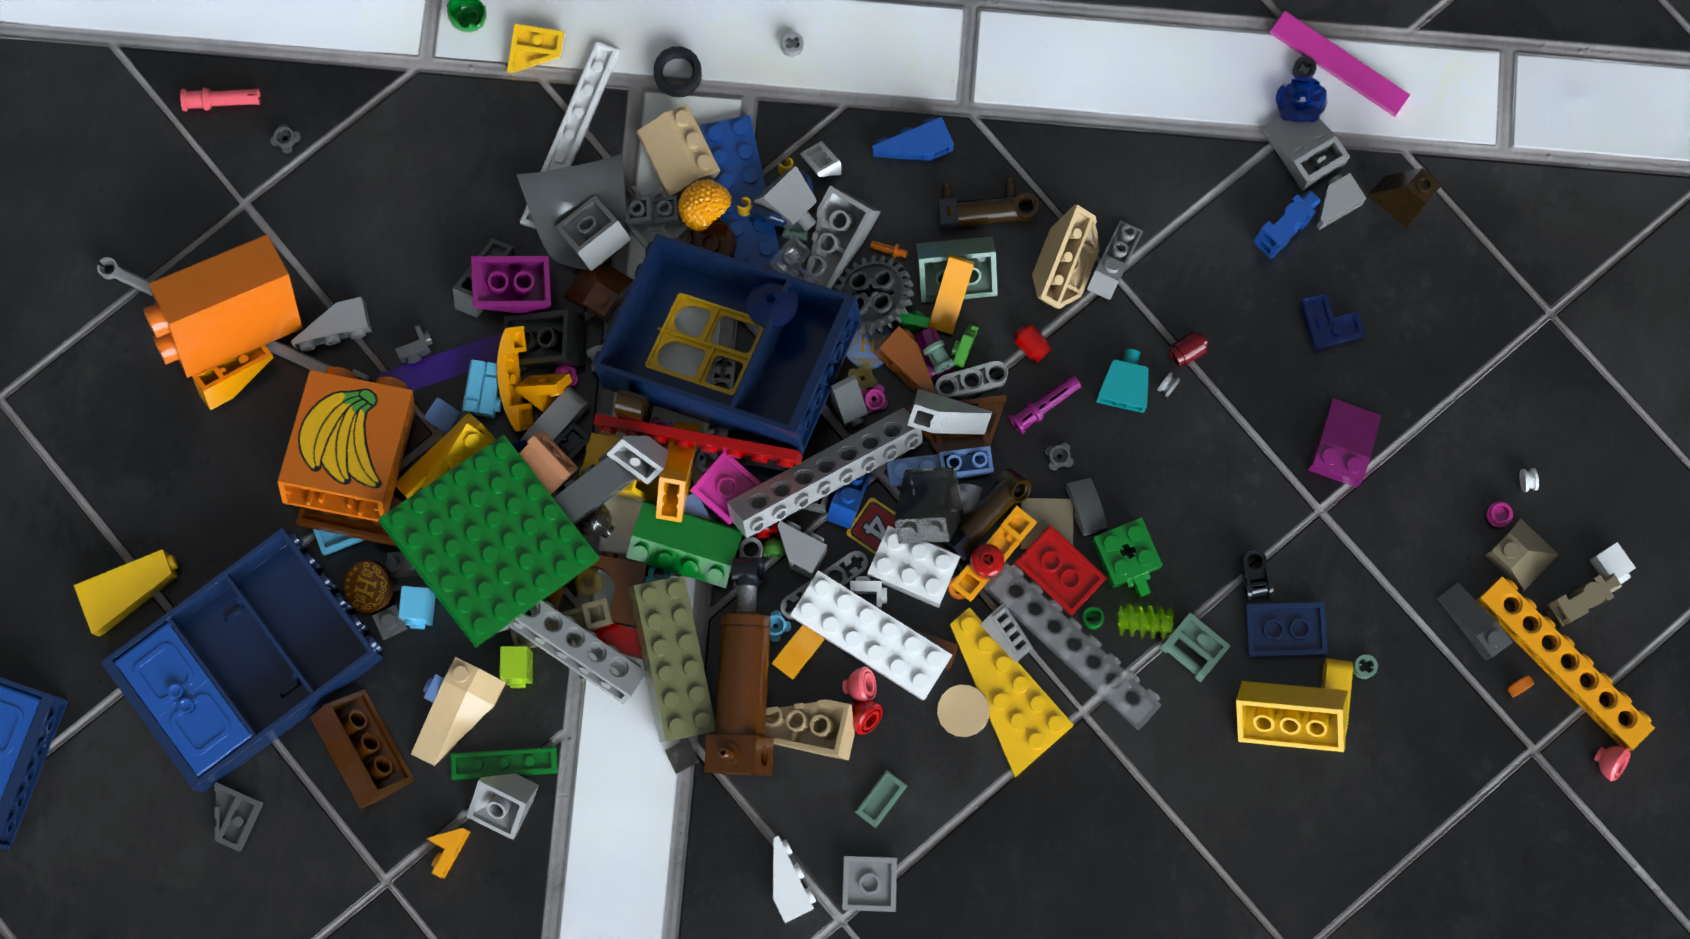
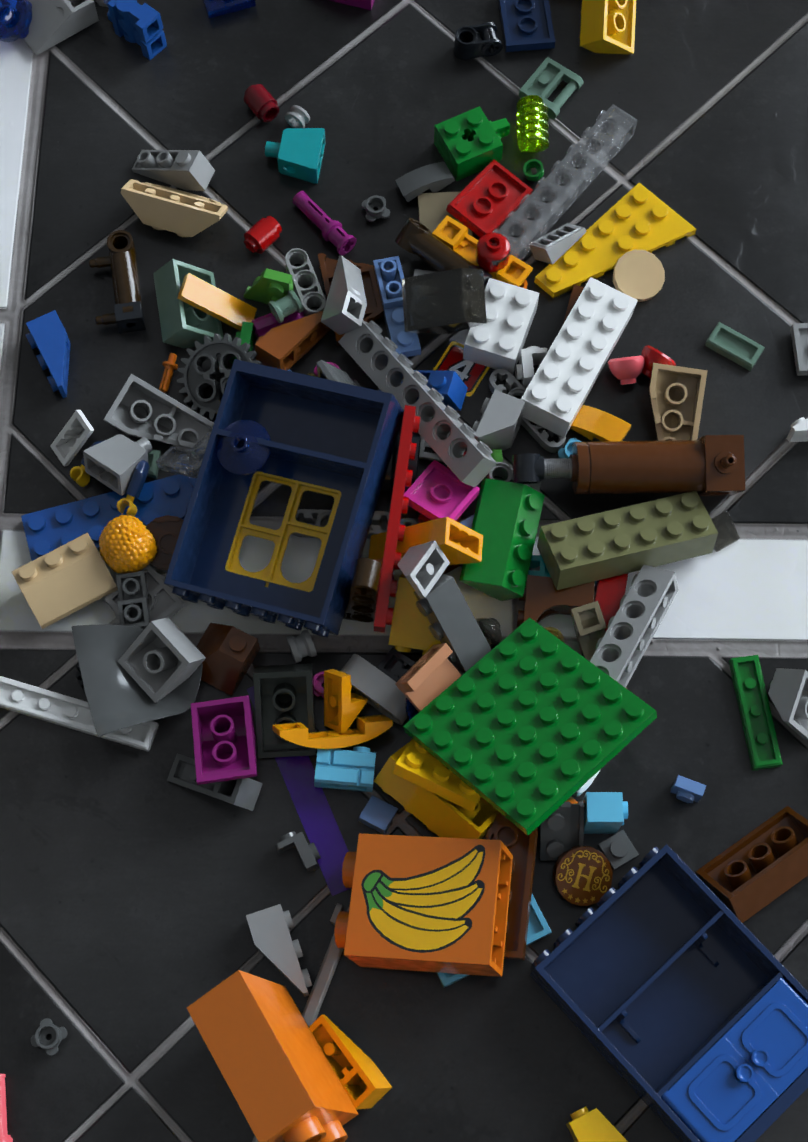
camera: 95 degrees left, 10 degrees down
(460, 703) = (695, 757): tan wedge -> none
(516, 666) = (659, 694): lime brick -> none

